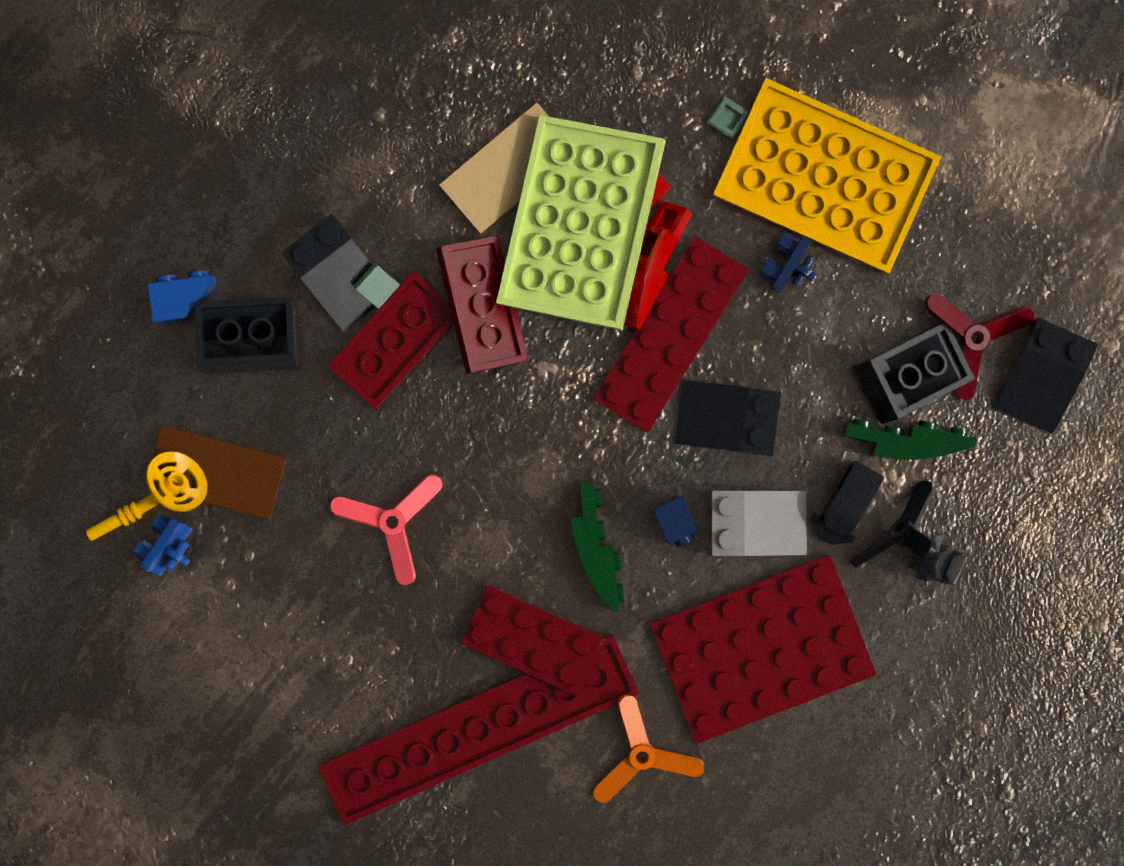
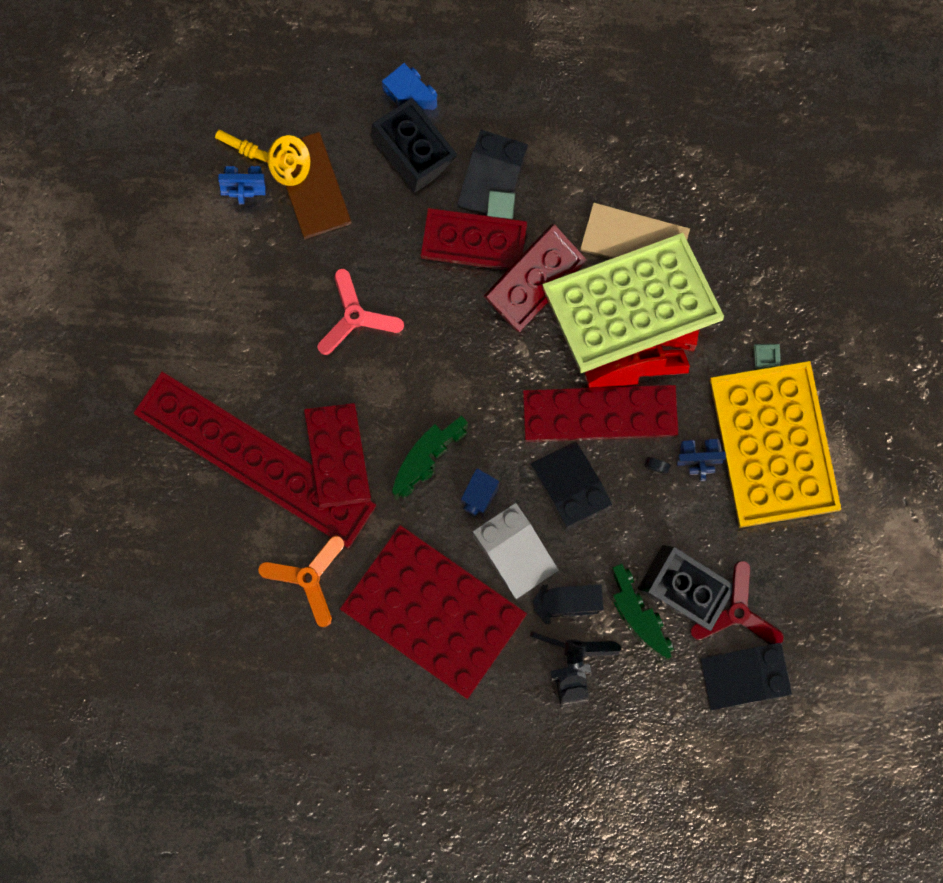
camera: 50 degrees right, 10 degrees down
(767, 314) = (657, 465): none -> black tile

